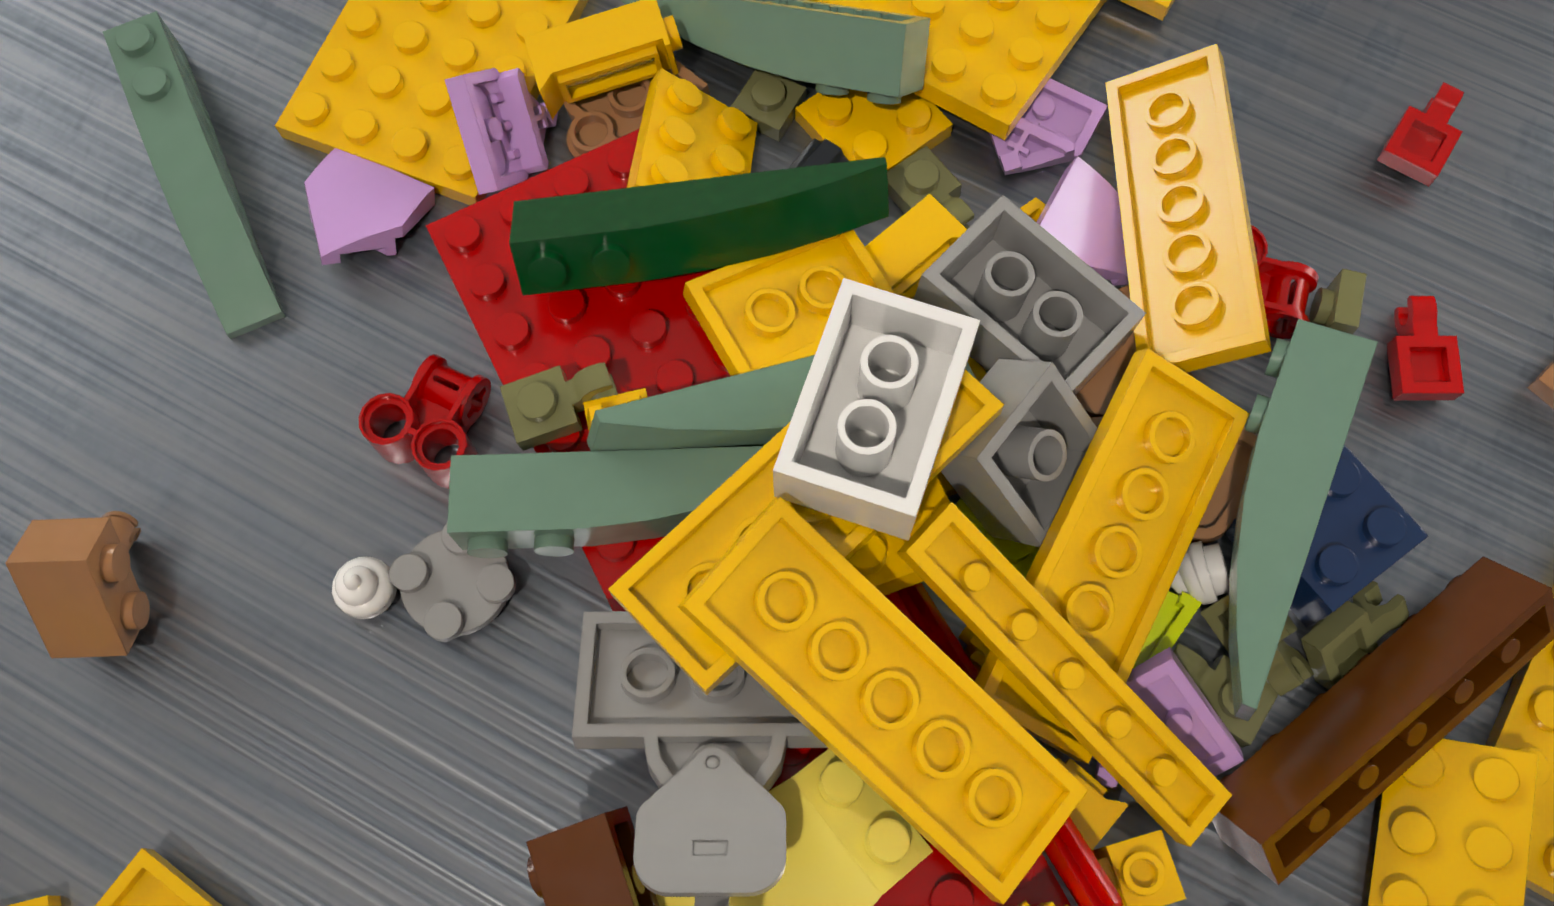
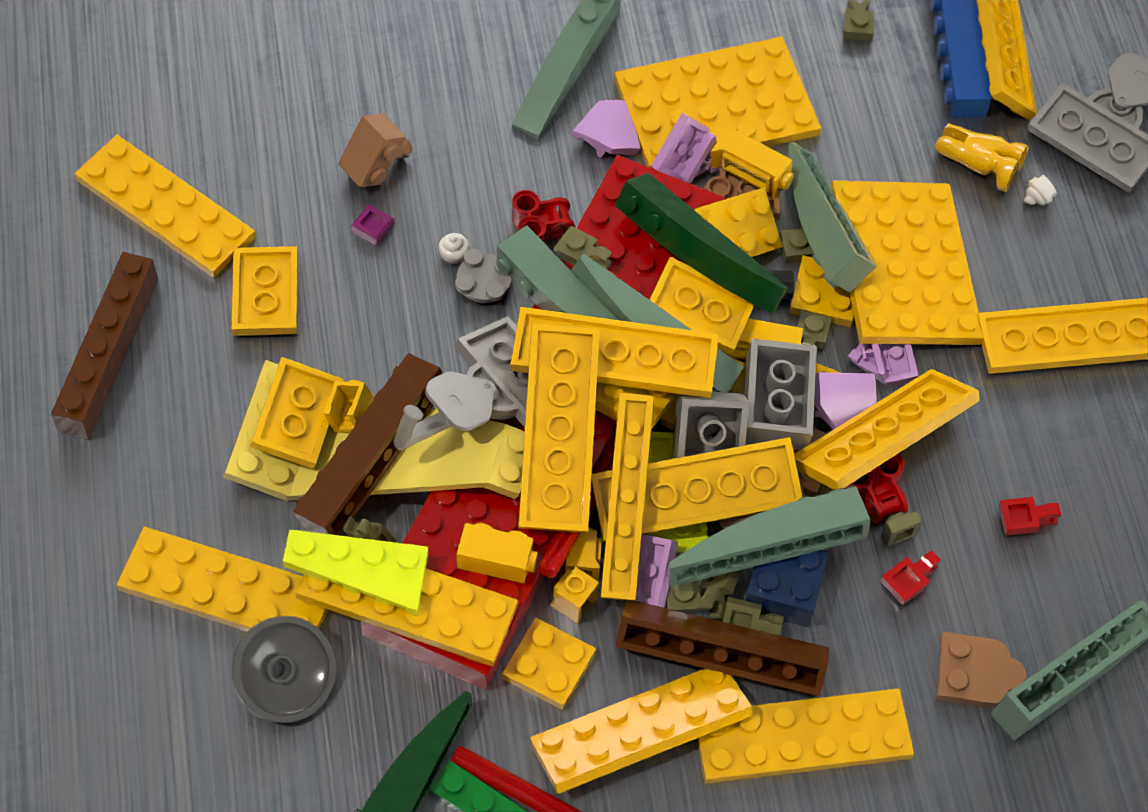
camera: 45 degrees right, 10 degrees down
(209, 683) = (372, 224): none -> magenta tile
(874, 408) = (663, 339): white brick -> none

